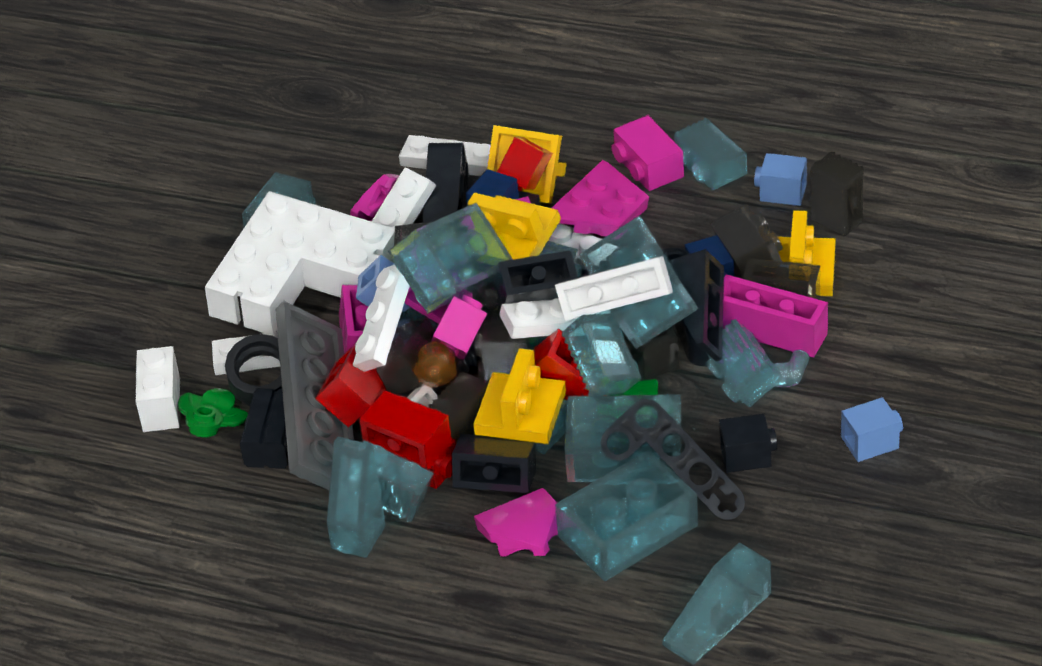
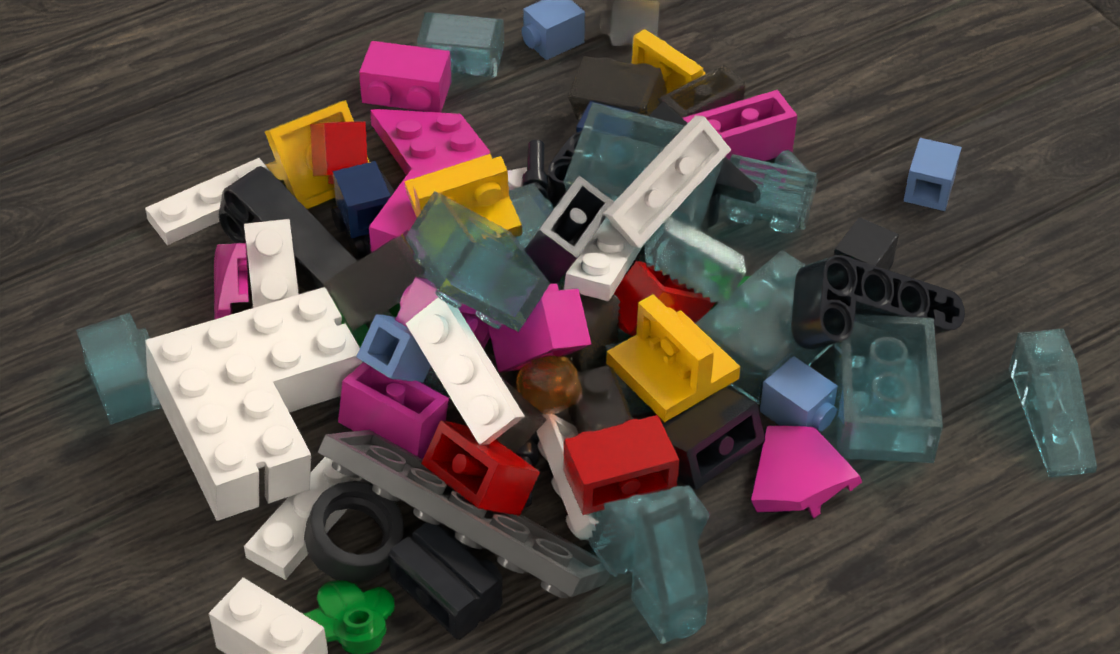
camera: 55 degrees left, 5 degrees up
(575, 474) = (799, 396): none -> medium blue brick

